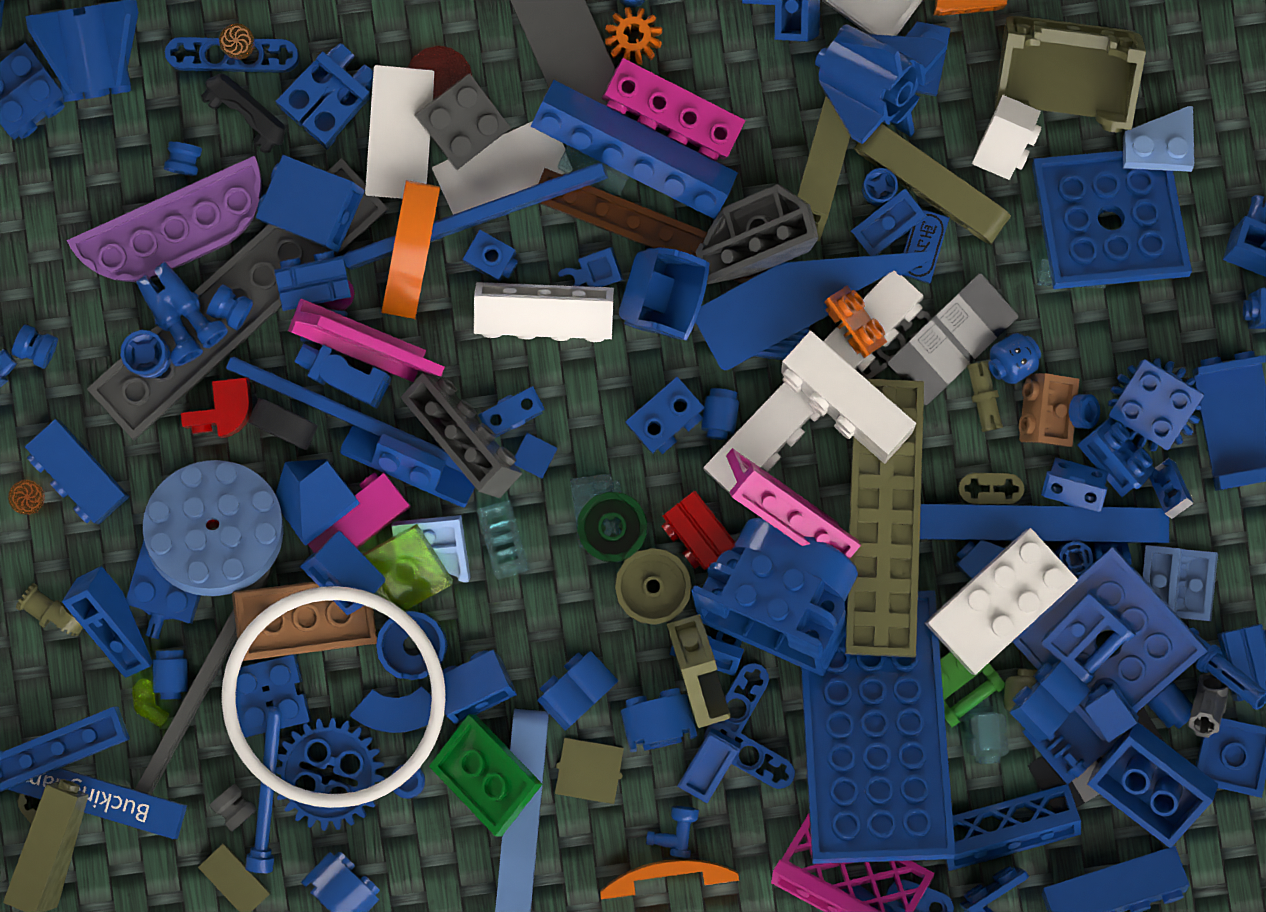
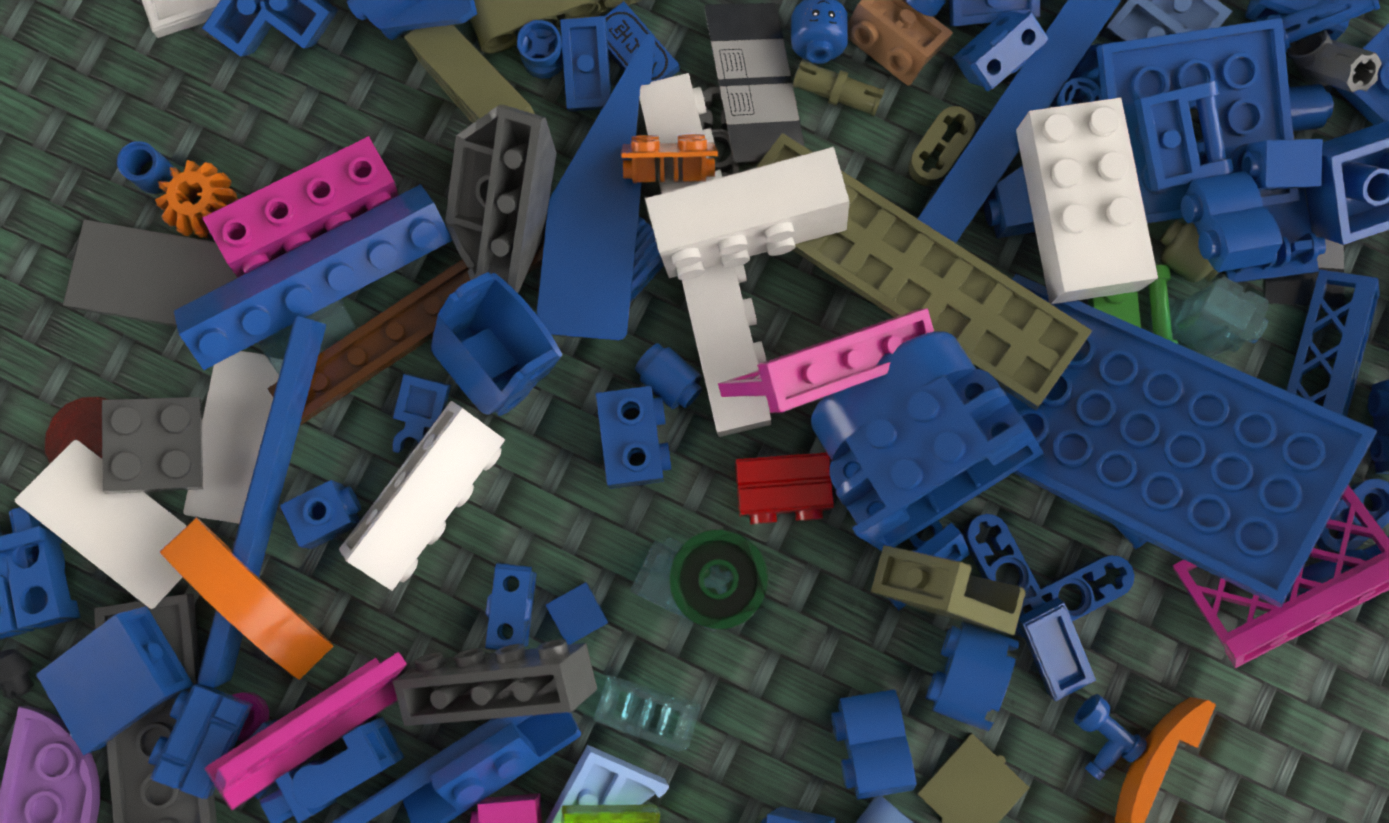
camera: 55 degrees left, 5 degrees down
(658, 566) = (835, 597): olive wheel -> none

